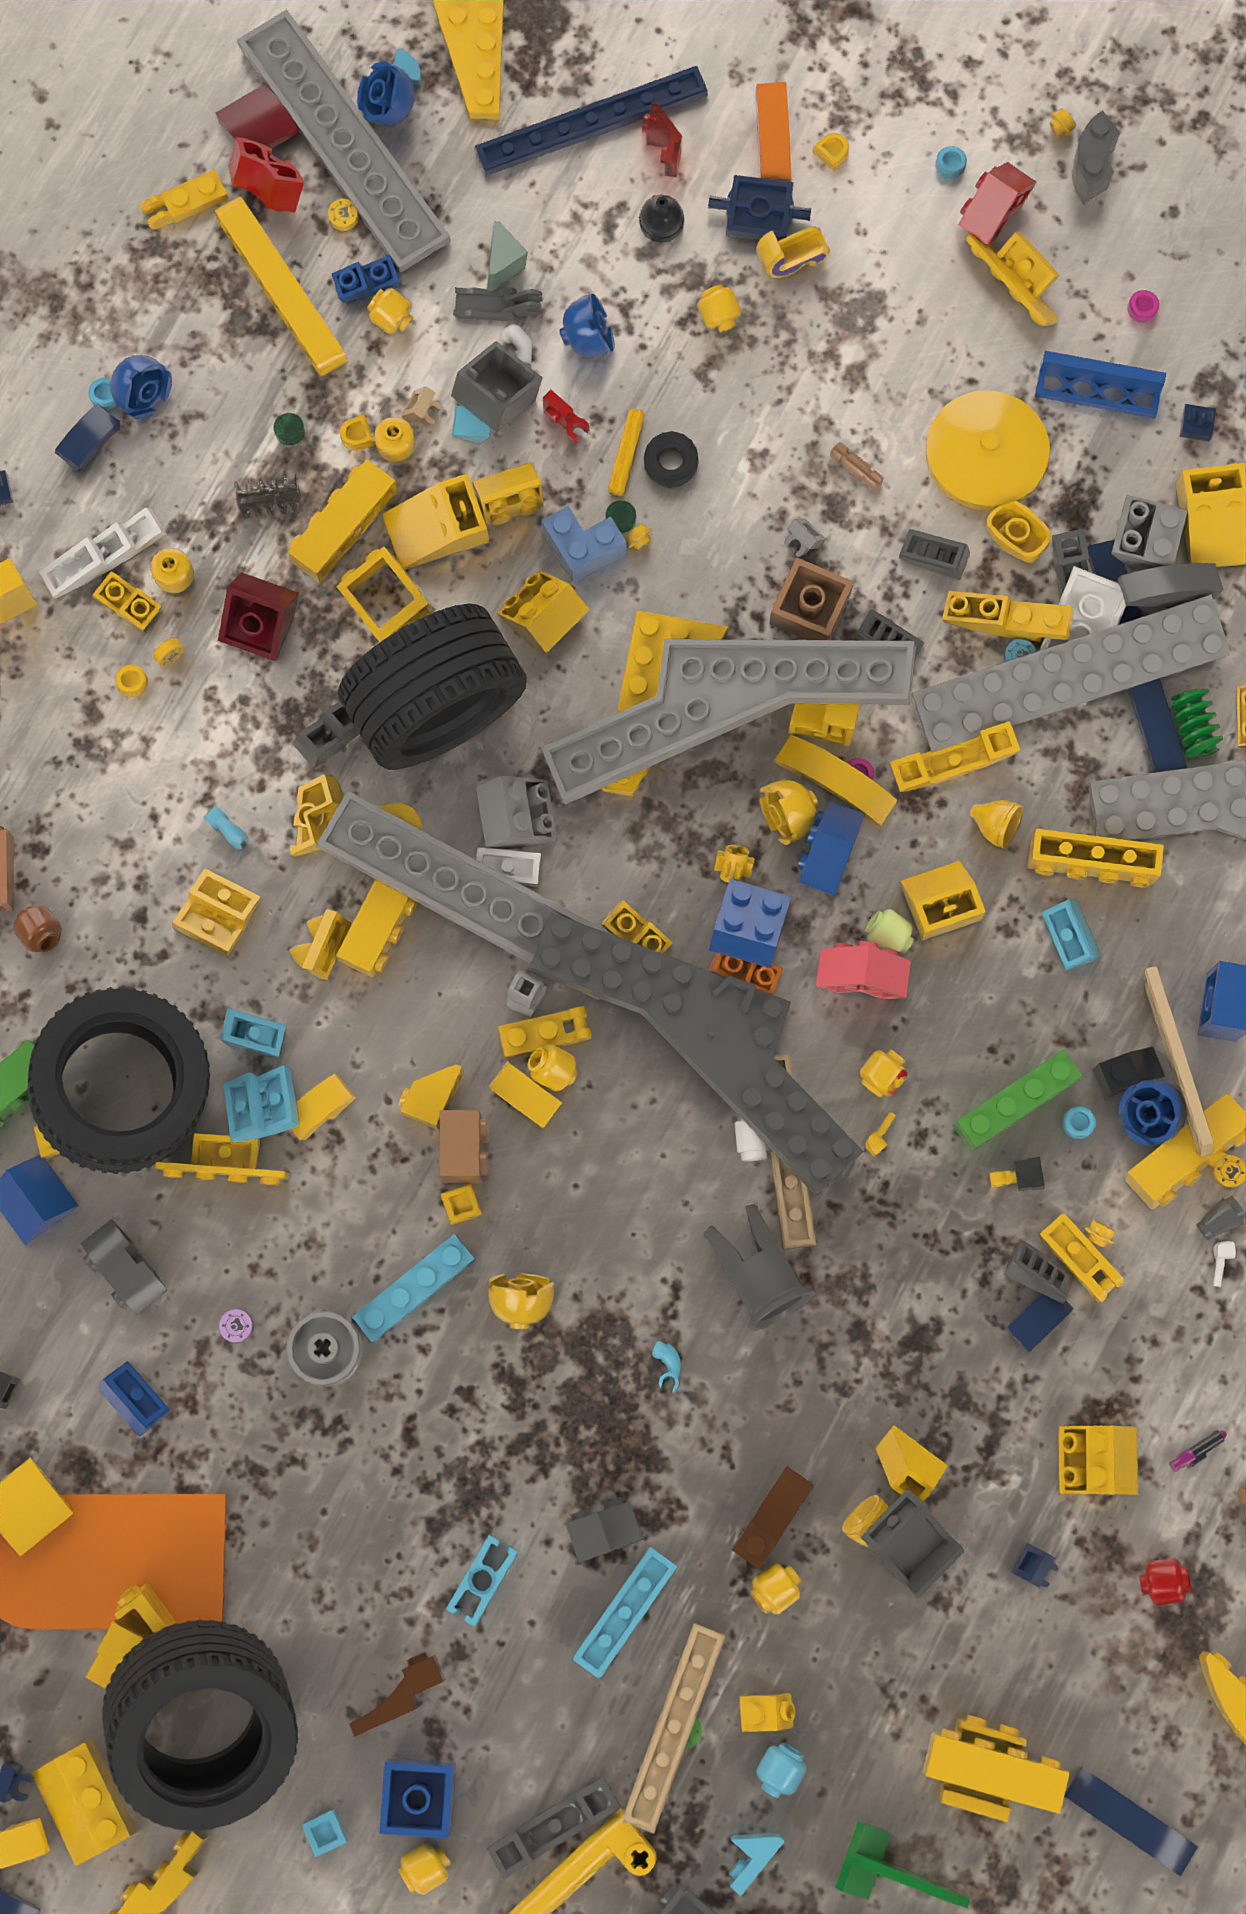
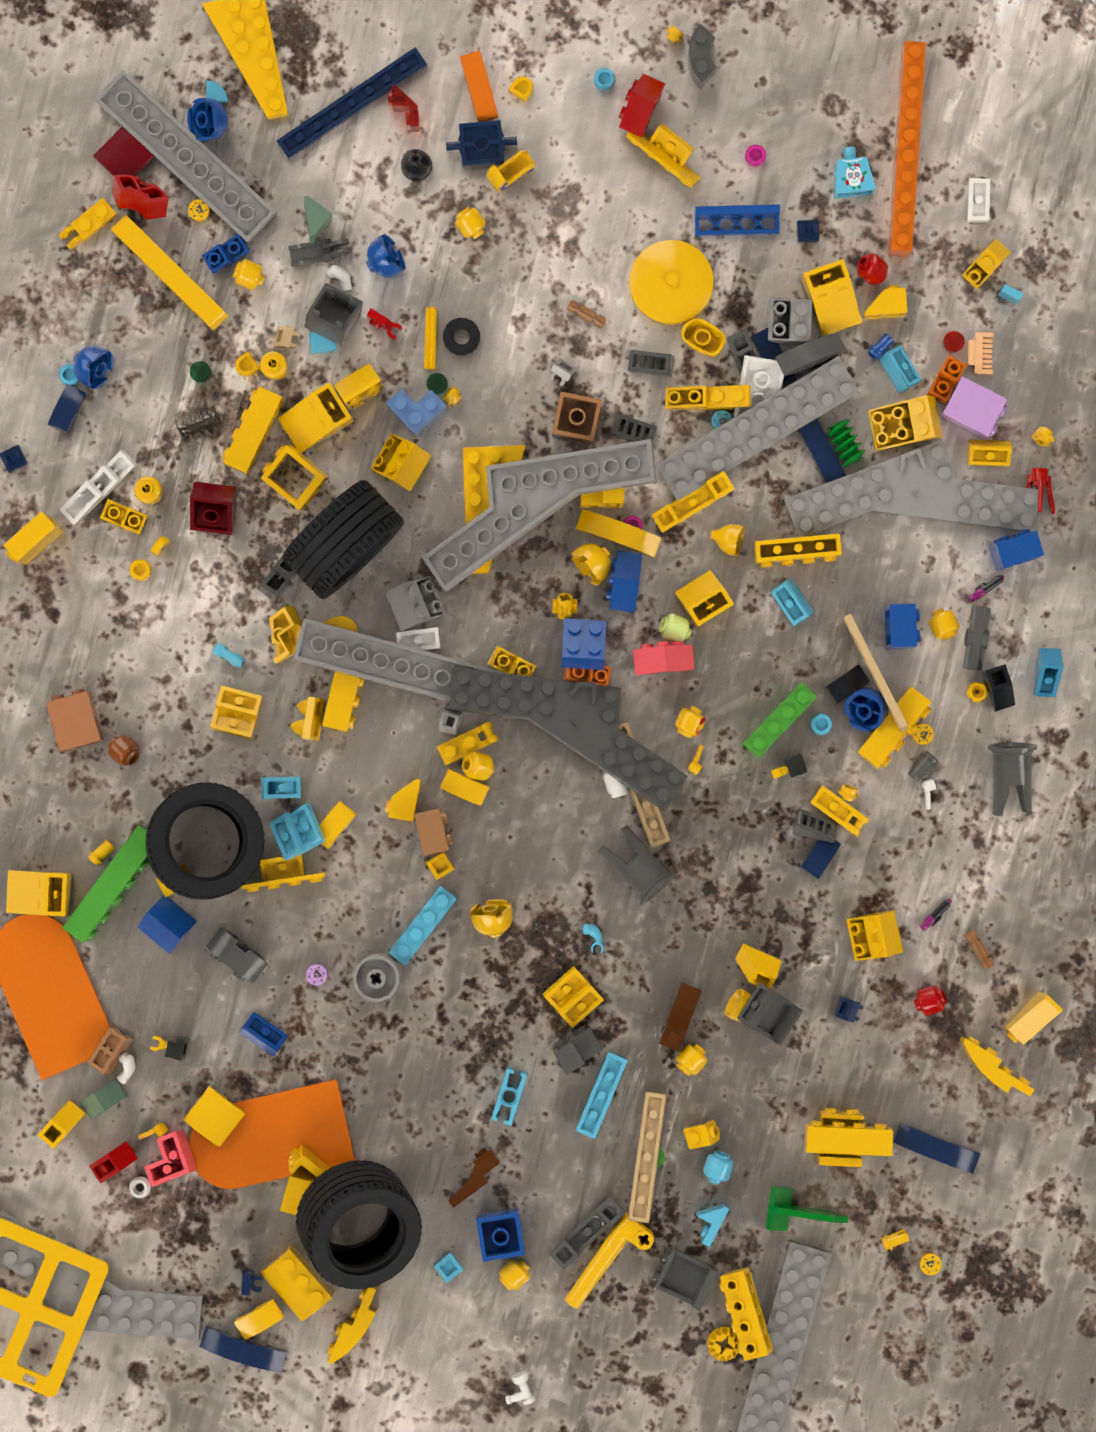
camera: 10 degrees left, 10 degrees up
(615, 1449) = (573, 997): none -> yellow slope

